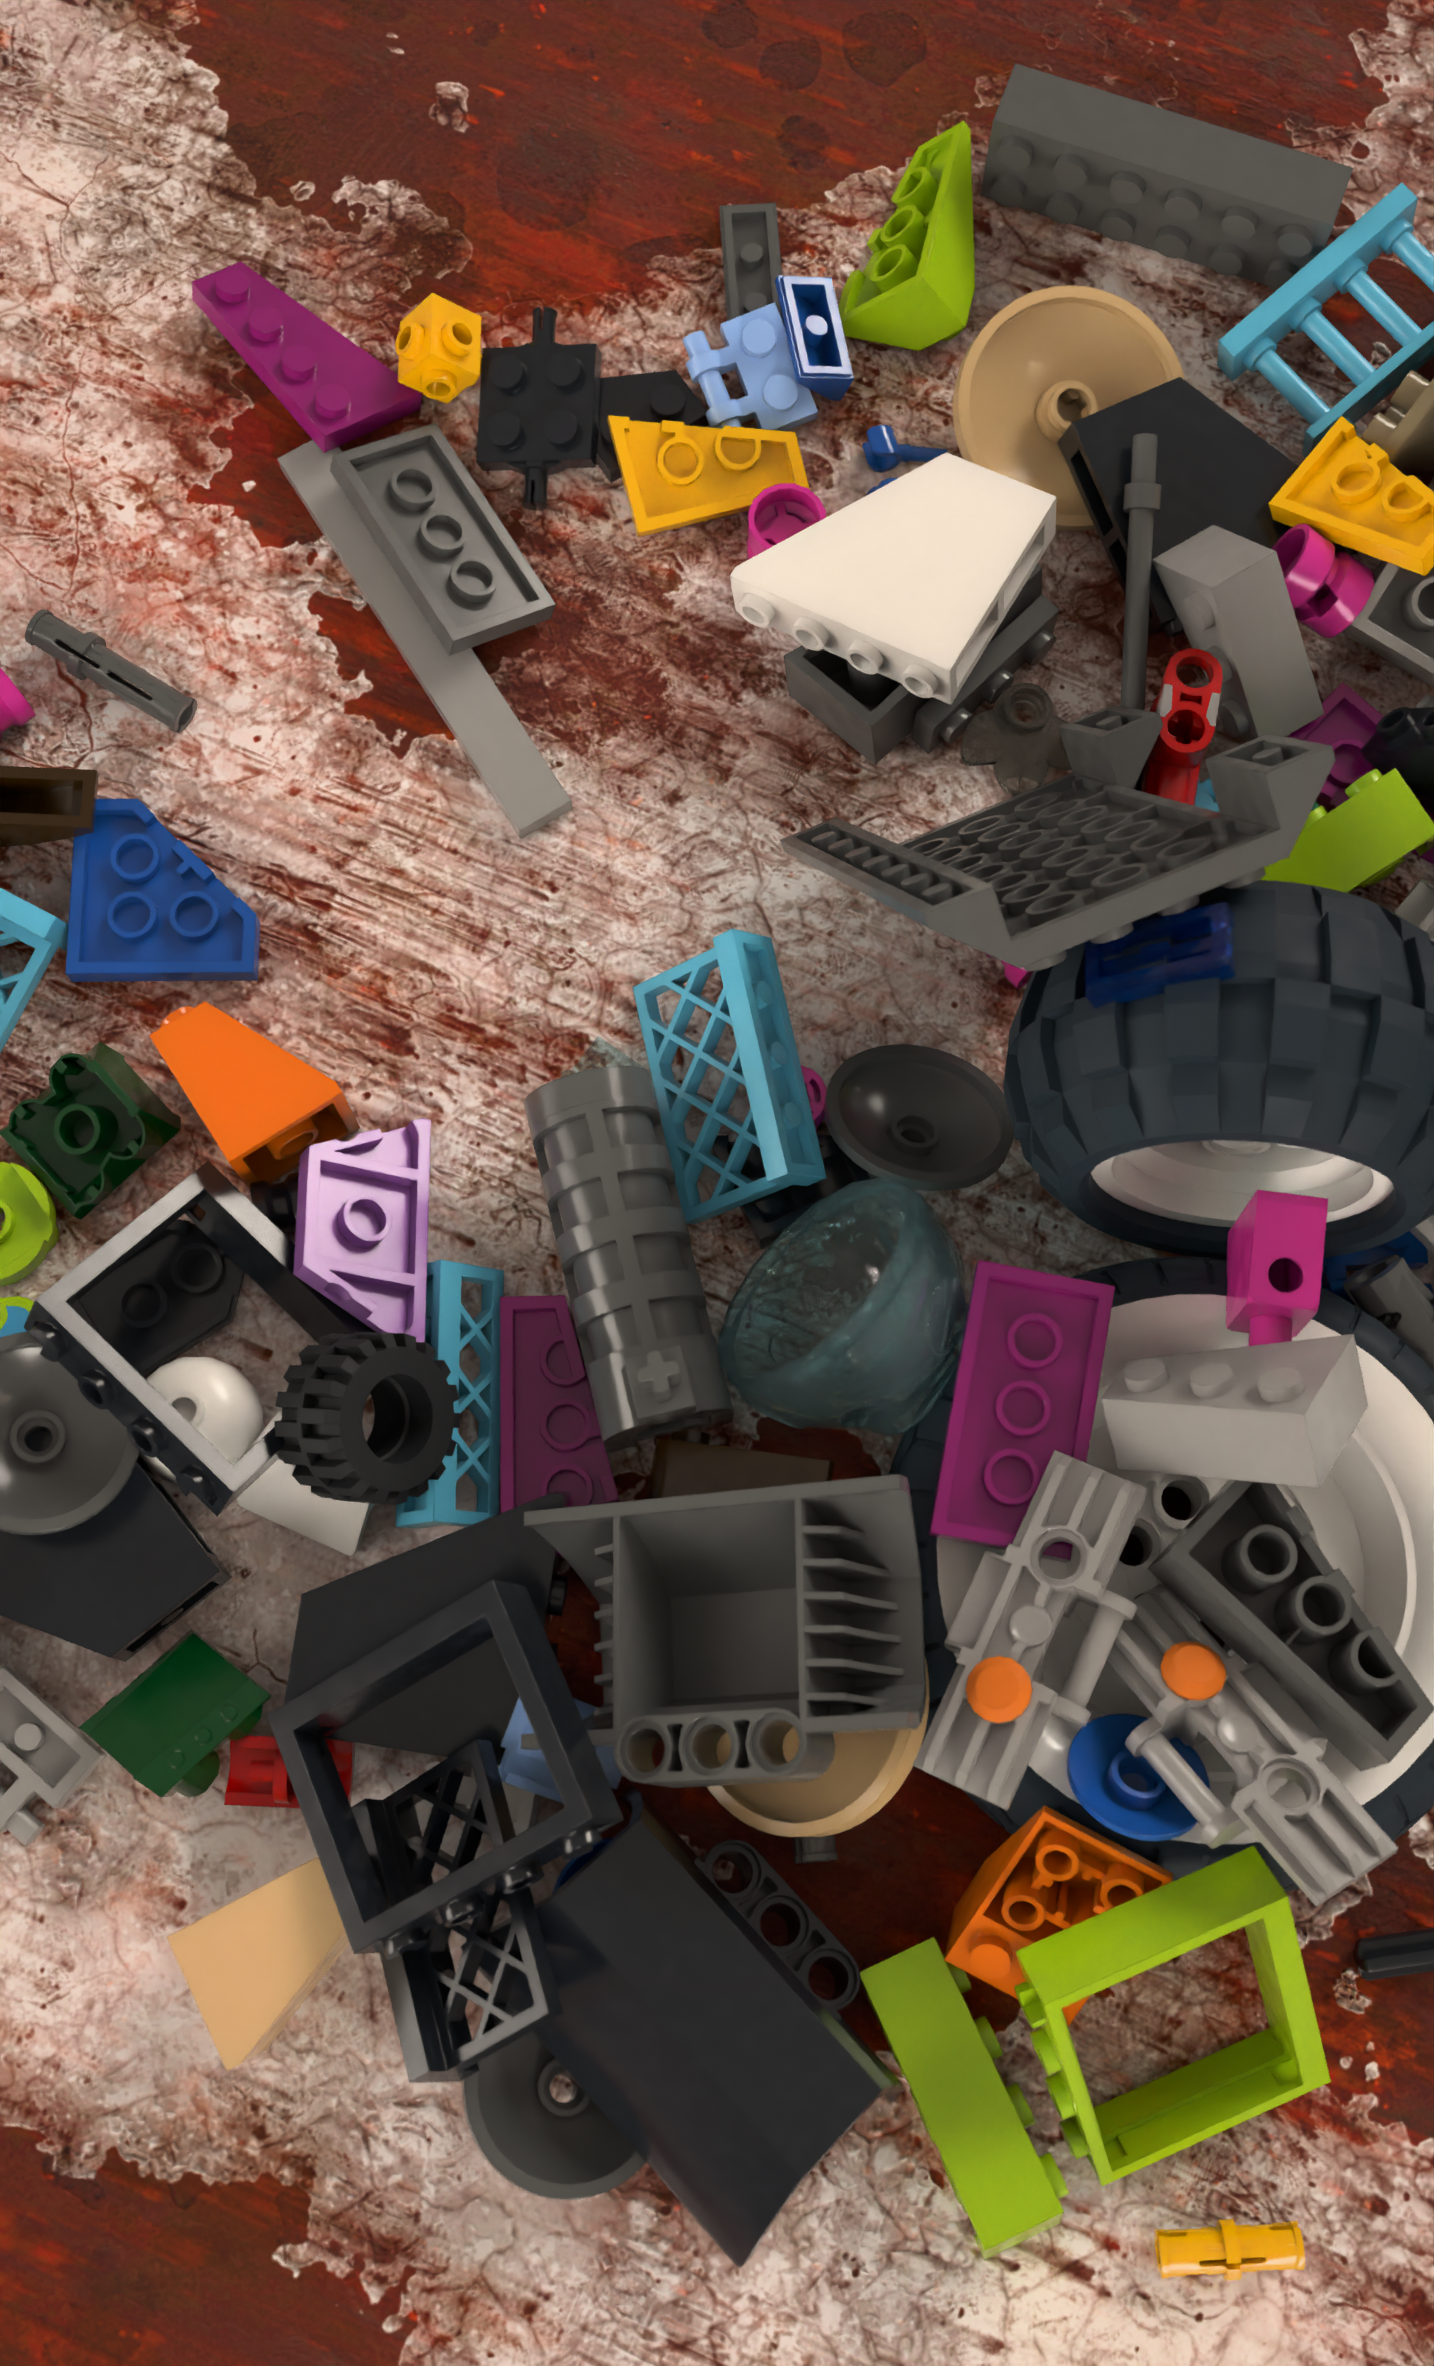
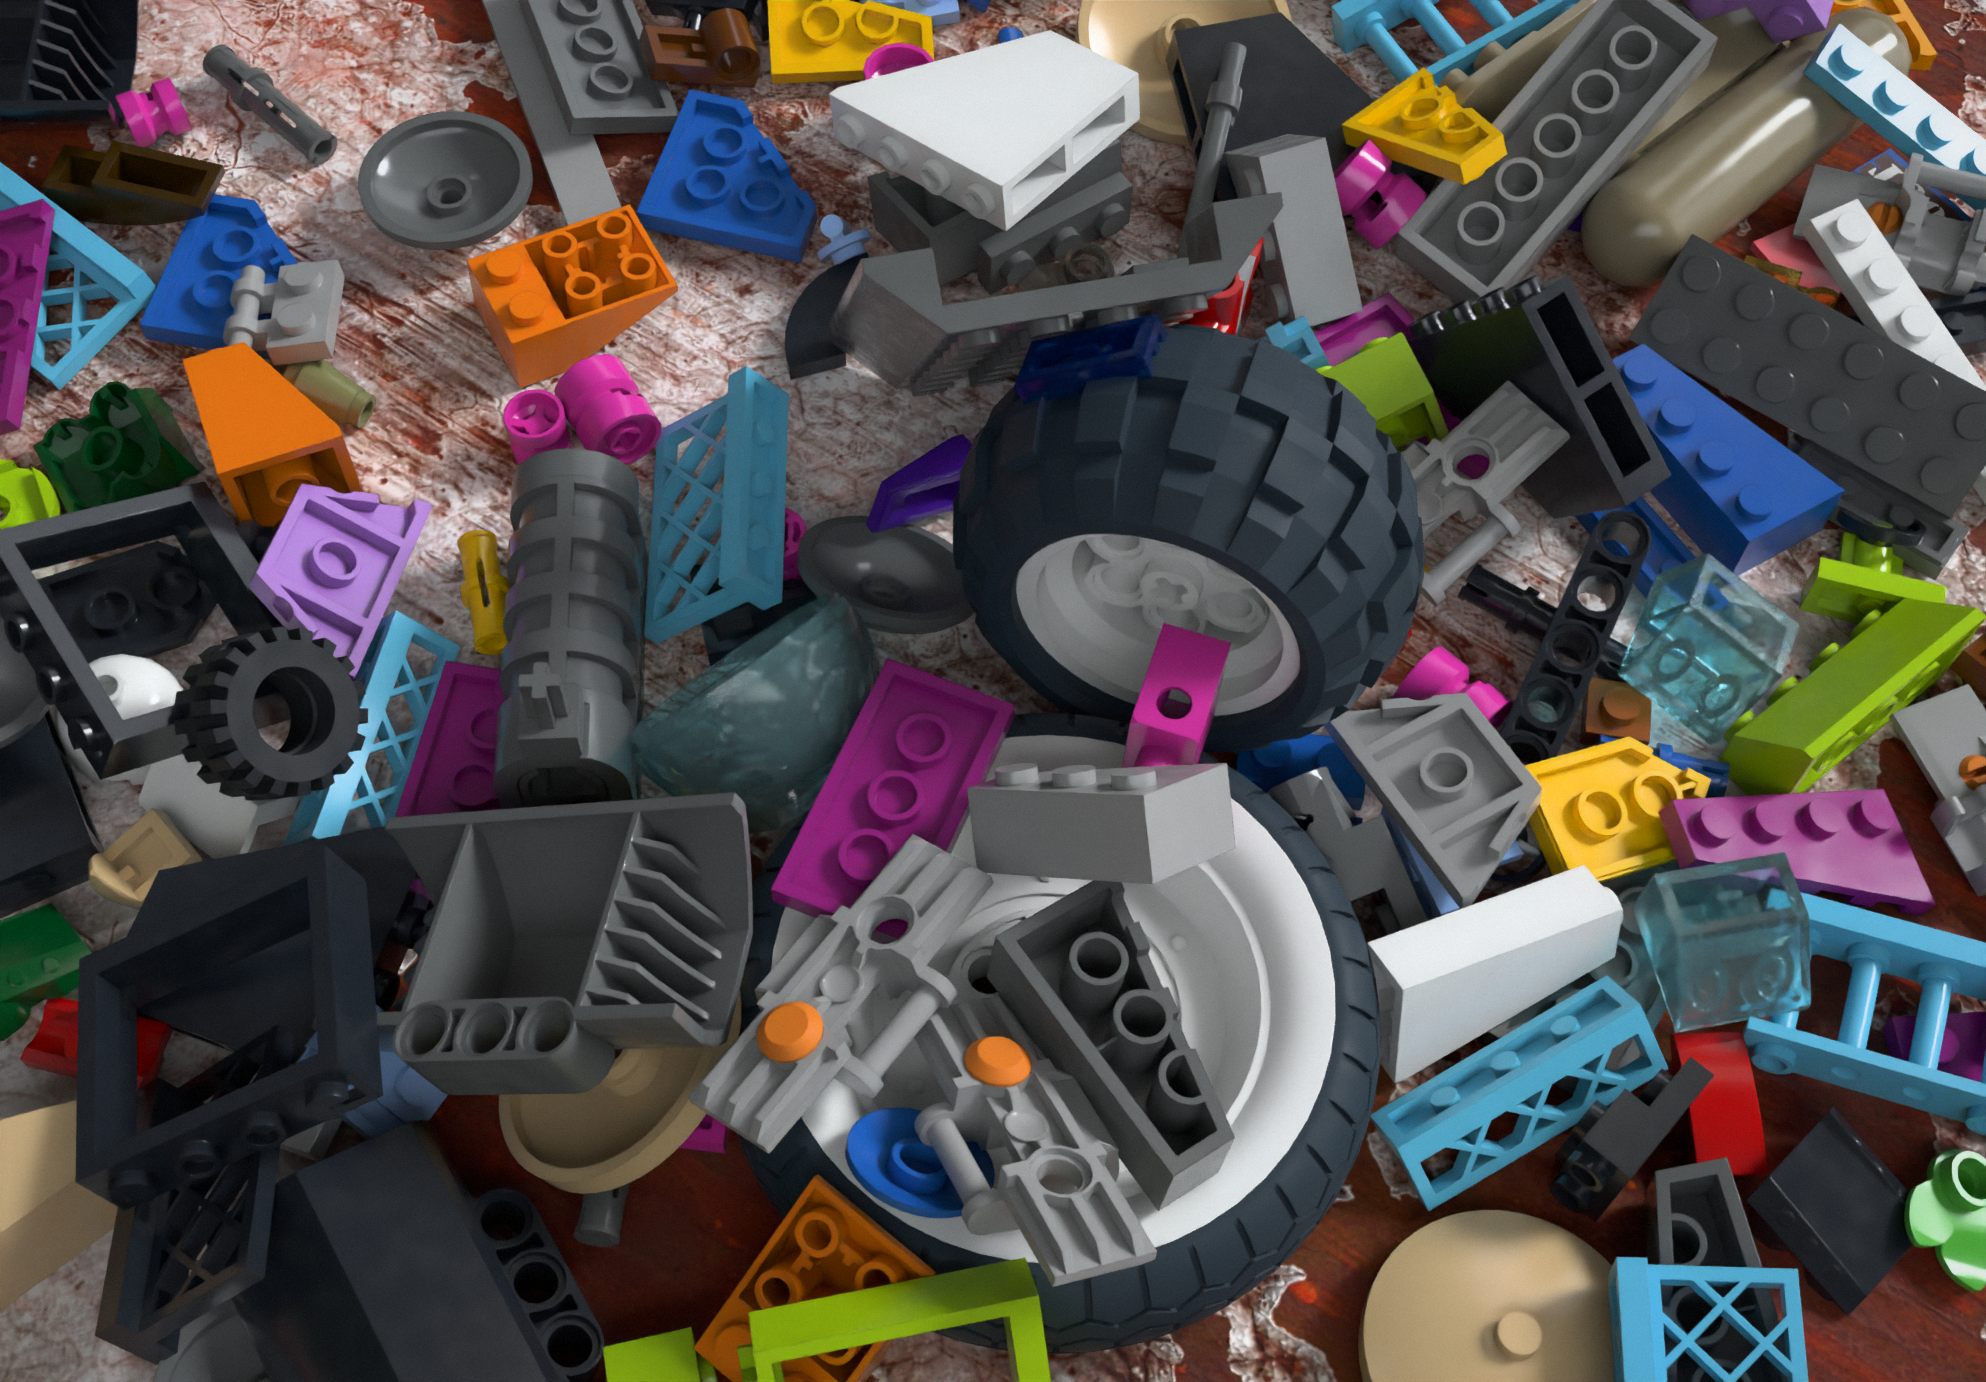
camera: 10 degrees right, 15 degrees down
(239, 934) = (302, 306): none -> light grey plate
(268, 1572) = (132, 862): none -> tan plate
(283, 1012) = (332, 391): none -> olive cone
(331, 708) = (445, 180): none -> dark grey dish
(498, 1171) = (481, 561): none -> yellow pin
(504, 847) = (568, 292): none -> orange slope
(513, 1002) = (535, 424): none -> dark pink wheel
(568, 524) = (714, 54): none -> reddish brown plate
(575, 974) = (608, 409): none -> dark pink wheel
(626, 676) = (726, 184): none -> blue plate
(768, 732) = (844, 242): none -> light blue plate
(770, 811) = (806, 331): none -> black tile
(938, 1000) = (921, 487): none -> dark purple slope

